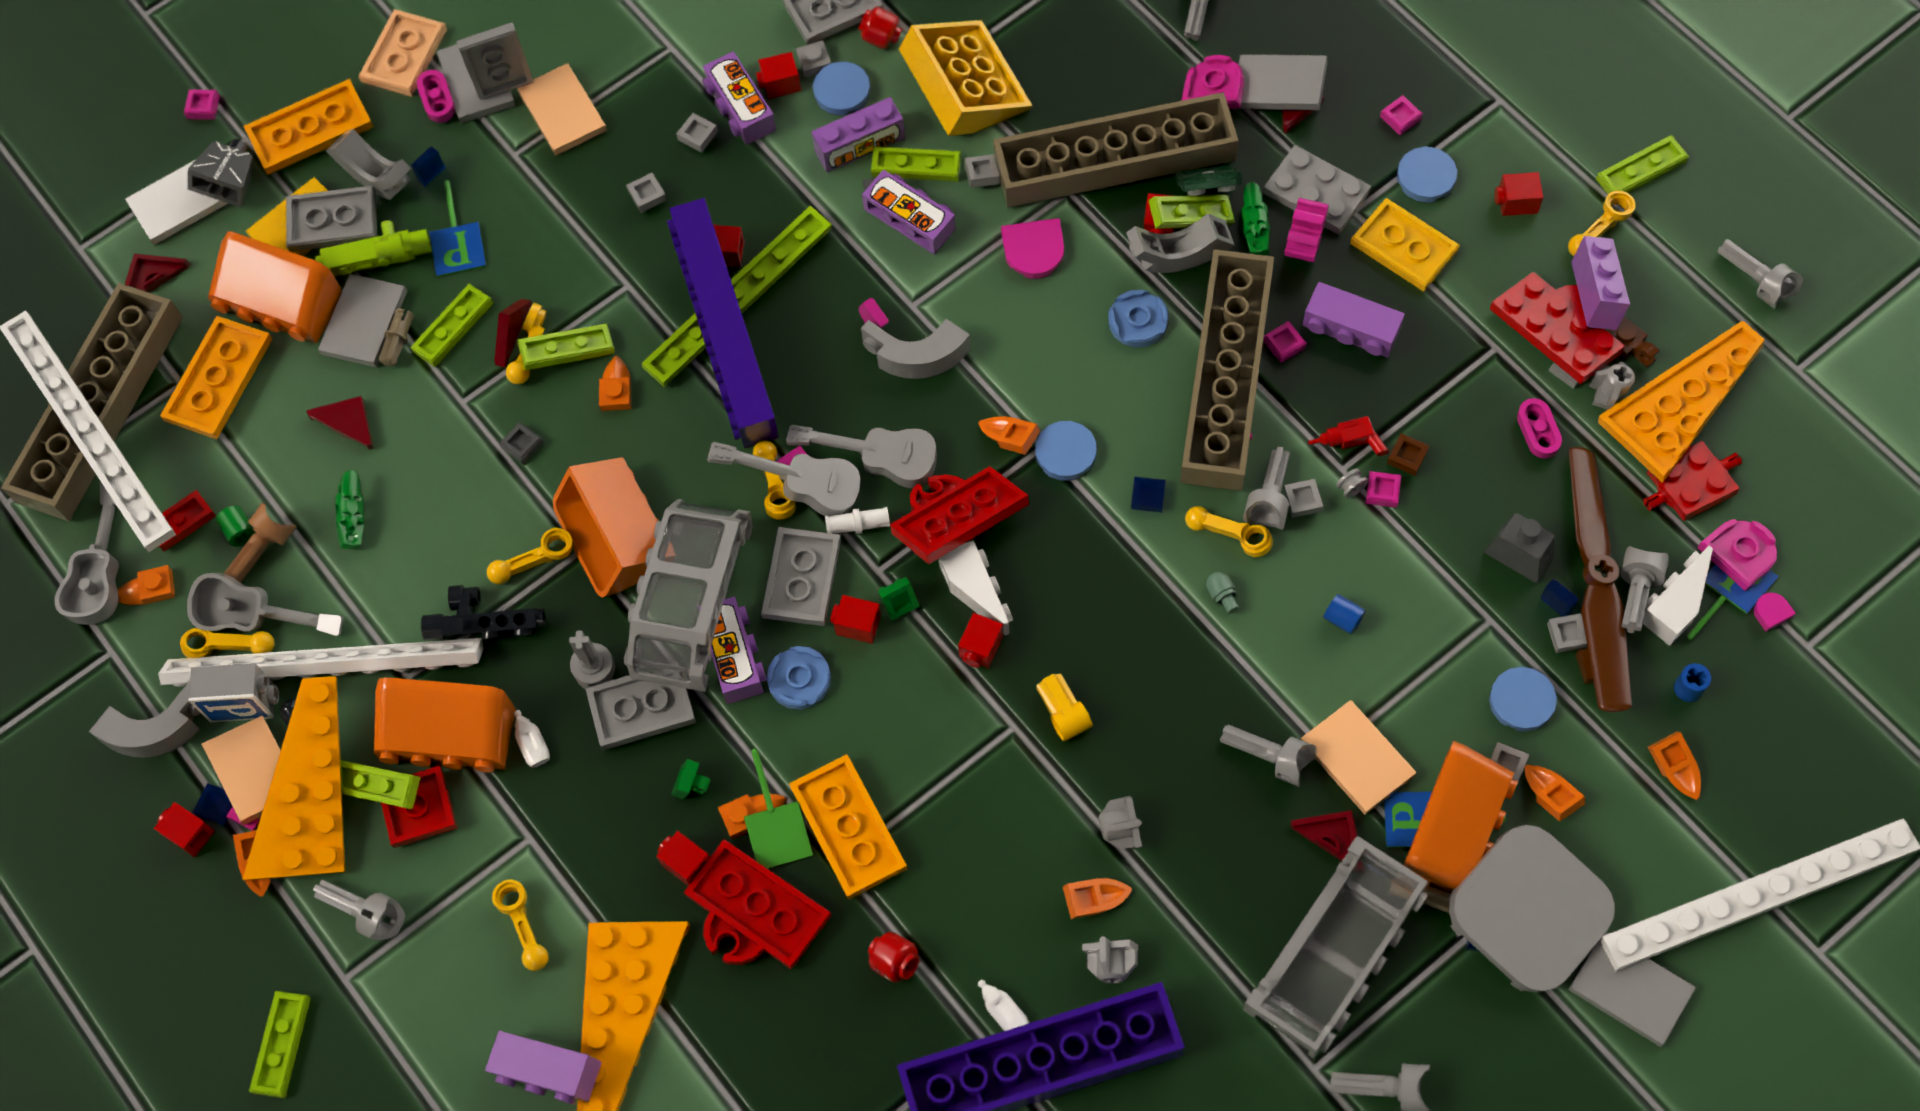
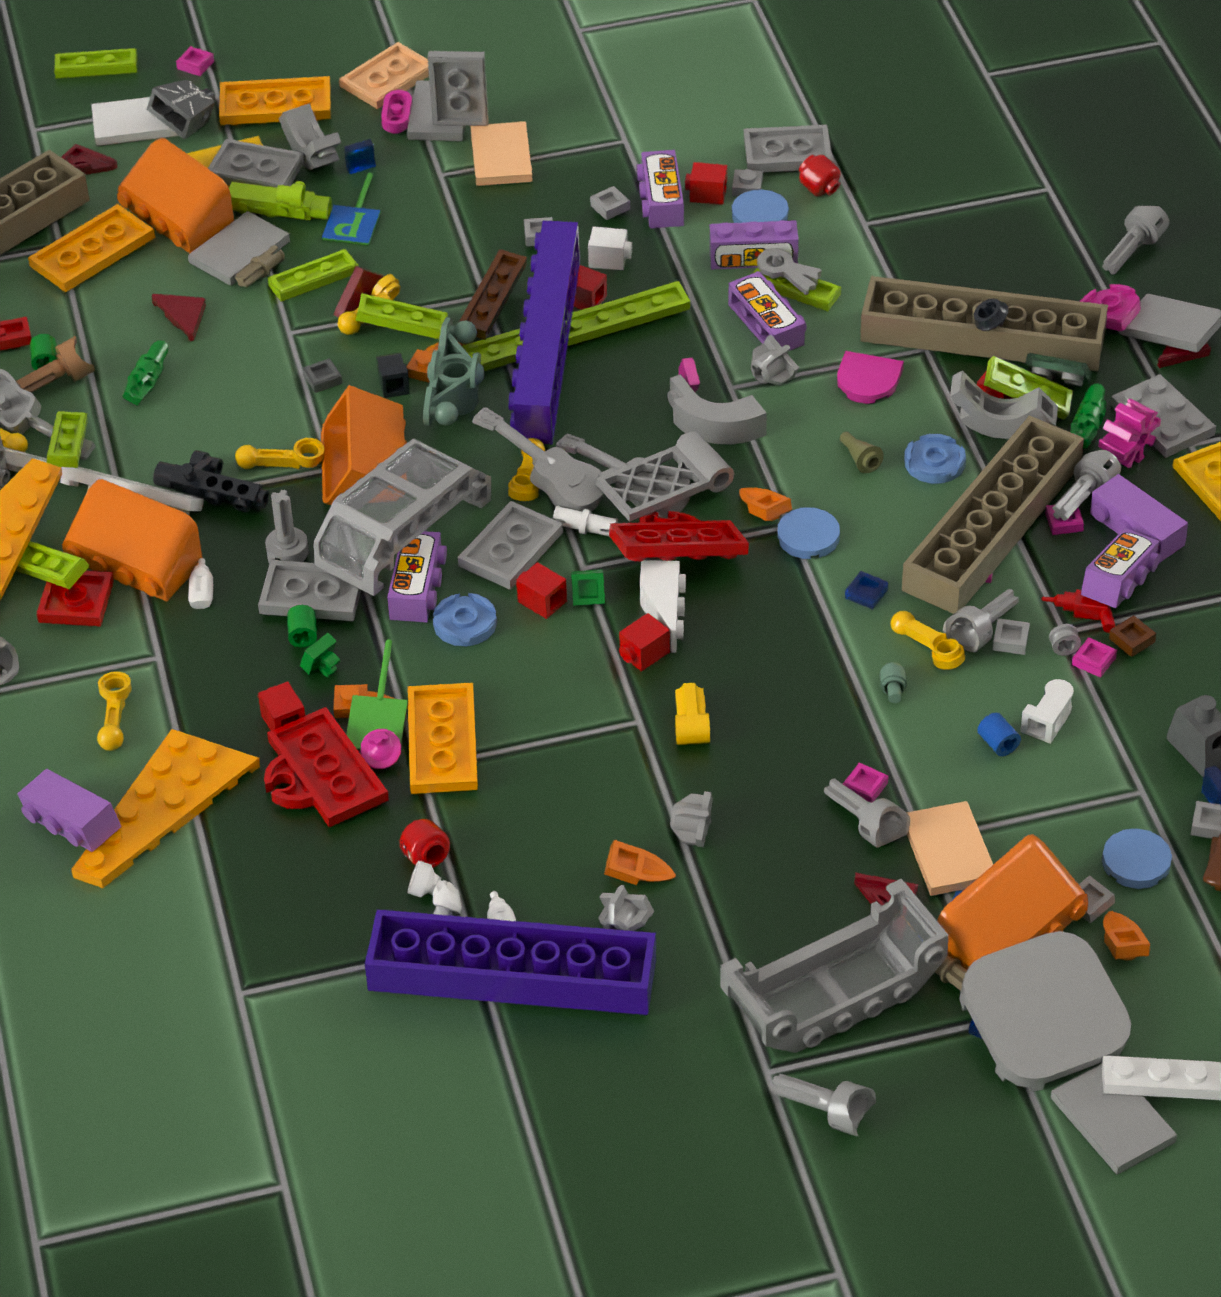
camera: 20 degrees right, 20 degrees down
(101, 143) = (95, 63): none -> lime tile
(316, 627) = (67, 439): none -> lime tile
(589, 418) = (392, 368): none -> black leg
(643, 293) = (494, 291): none -> reddish brown fence
(652, 397) = (452, 375): none -> sand green piece
(652, 751) = (301, 626): none -> green gear
(724, 189) = (608, 248): none -> white brick
(798, 865) = (380, 748): none -> dark pink hat
(892, 150) = (780, 264): none -> light grey piece
(912, 998) = (445, 895): none -> white arm
(927, 411) = (696, 462): none -> light grey piece
(942, 268) = (772, 363): none -> light grey piece
(963, 75) = (876, 231): yellow slope -> none
(982, 171) = (850, 305): light grey plate -> none
(1075, 341) = (865, 455): none -> olive cone
(1129, 149) = (990, 314): none -> black hat
(1250, 714) = (866, 782): none -> dark pink tile
(1293, 291) = (1089, 476): none -> light grey piece
(1369, 387) = (1120, 568): none -> medium lavender brick
(1378, 562) = (1051, 712): none -> white leg

